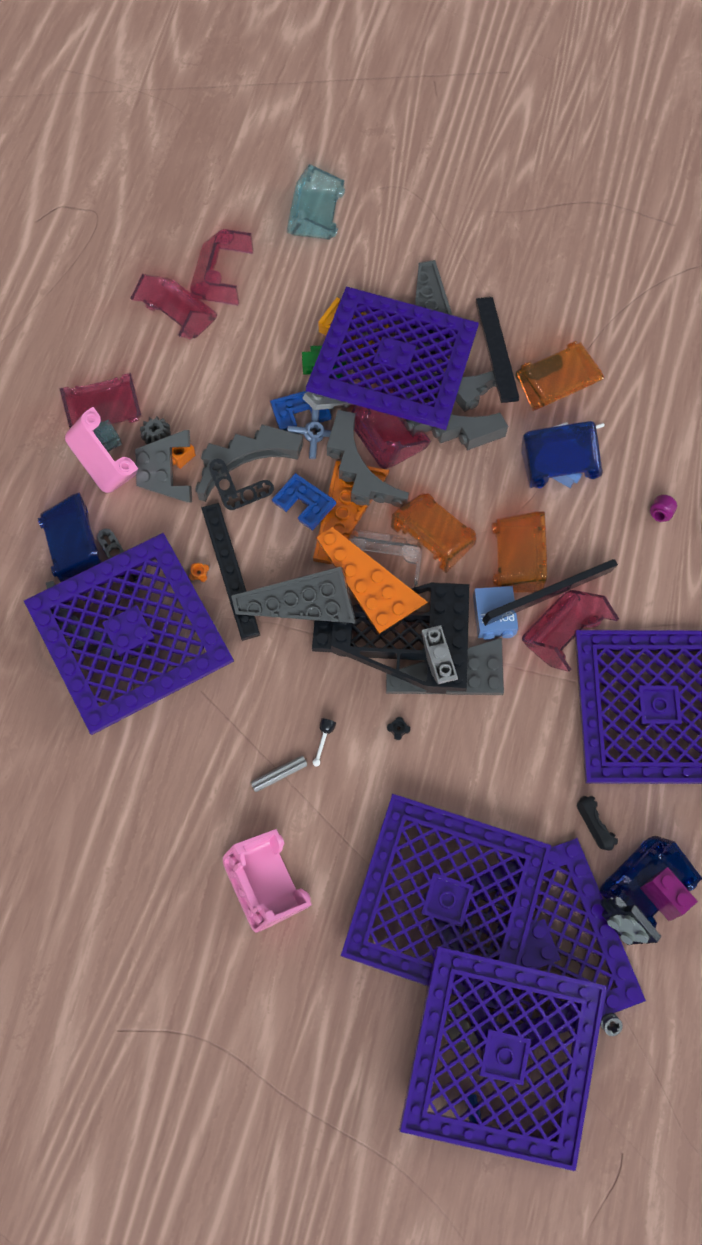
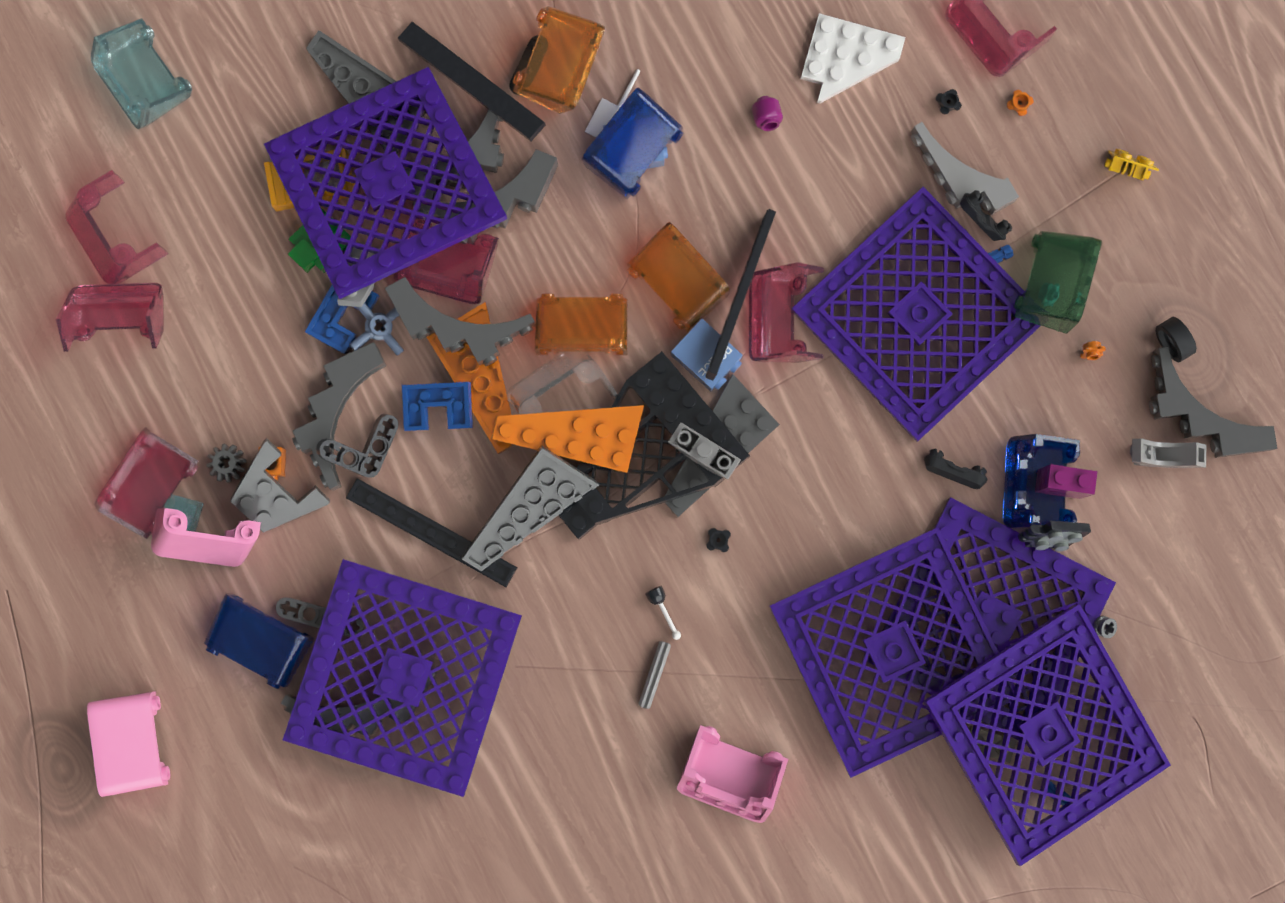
camera: 45 degrees left, 15 degrees up
(195, 567) = (405, 567): orange plate -> none

